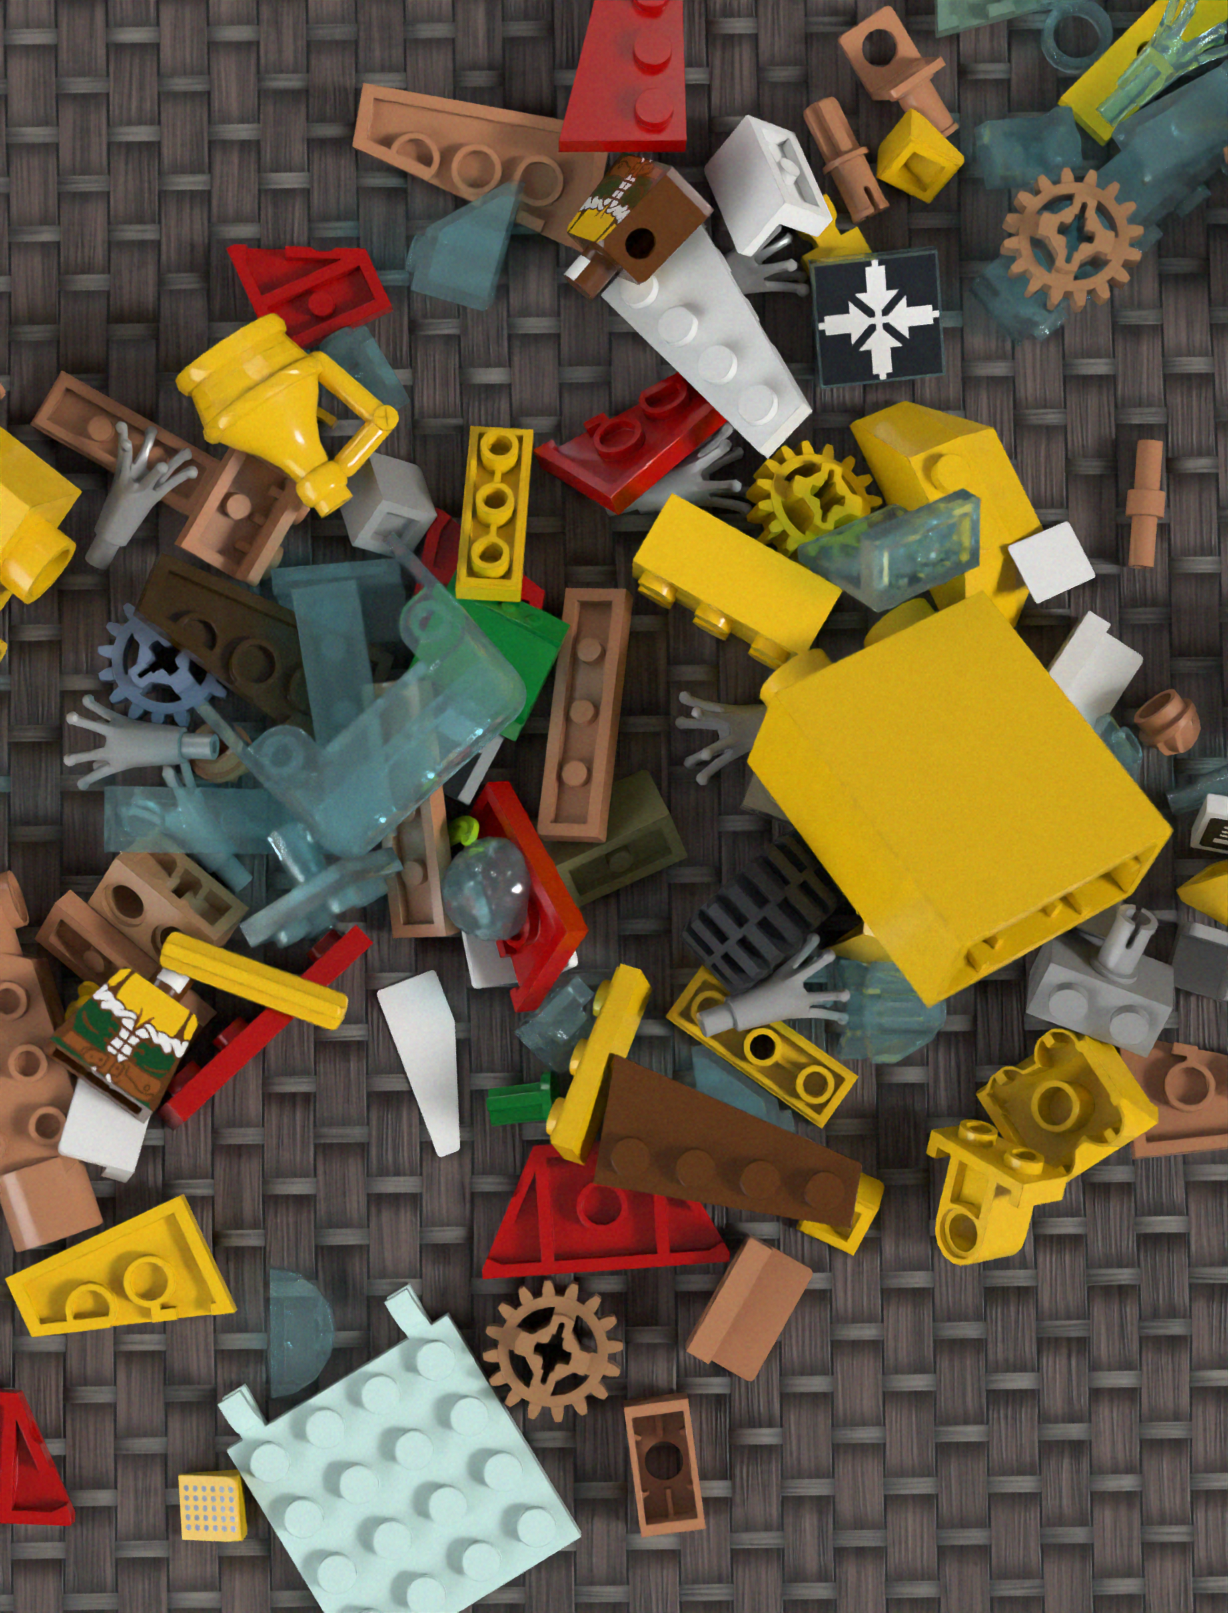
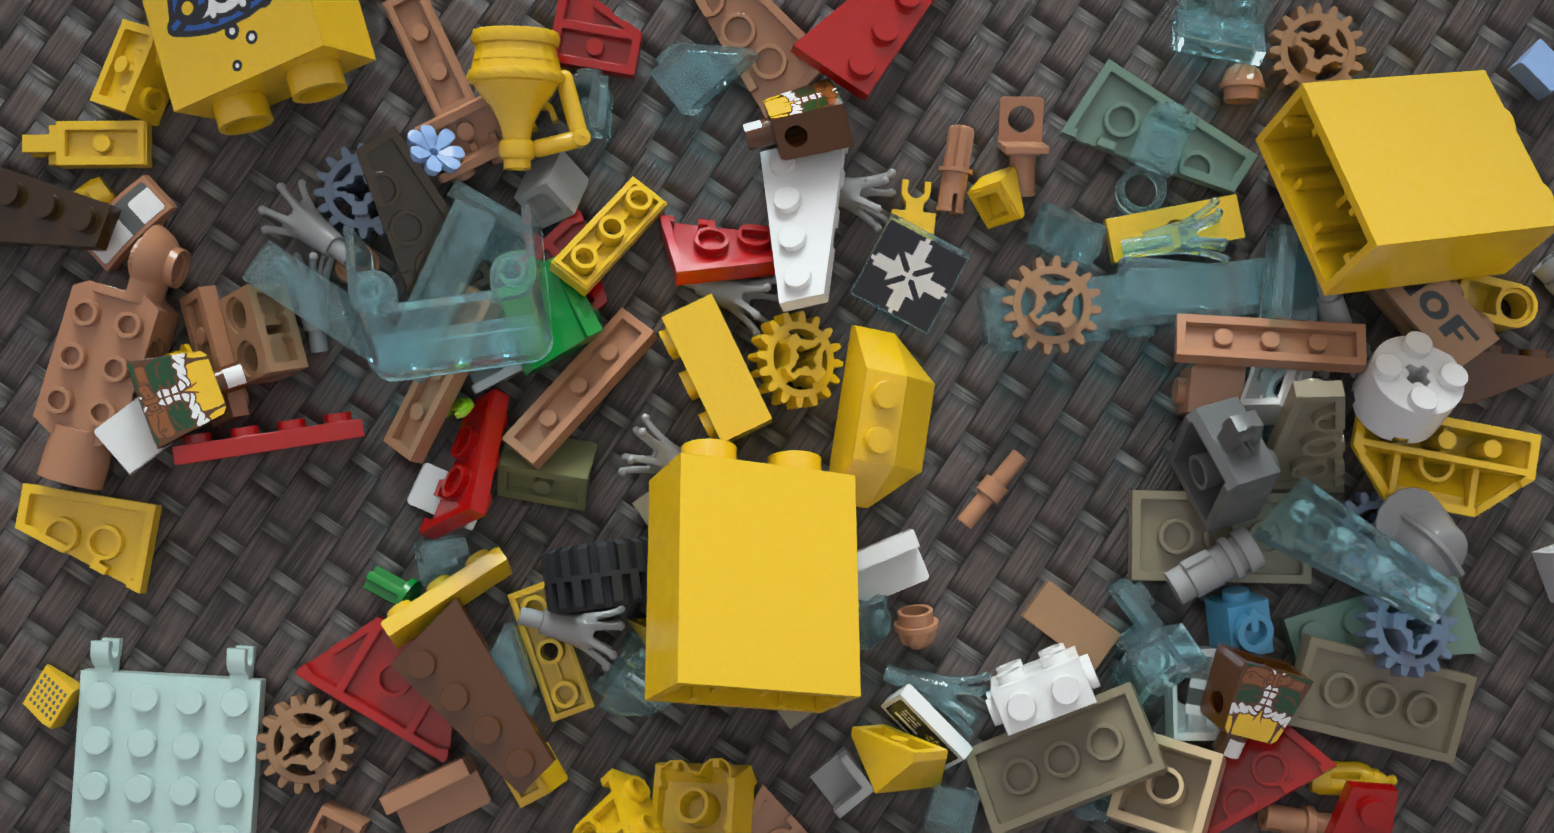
camera: 30 degrees right, 0 degrees up
(133, 494) = (410, 82): light grey piece -> none
(223, 552) = (434, 151): none -> light blue plant
(254, 980) = (274, 410): yellow axle -> none
(299, 1331) = (172, 630): clear light blue tile -> none
(319, 889) = (351, 385): clear light blue plate -> none
(427, 1046) = (361, 515): white sticker -> none
(487, 889) = (449, 450): clear light blue piece -> none
(763, 183) = (897, 151): white panel -> none
(899, 551) = (820, 418): clear light blue bracket -> none
(1051, 562) = (912, 485): white sticker -> none
(1105, 984) = (770, 754): light grey brick -> none

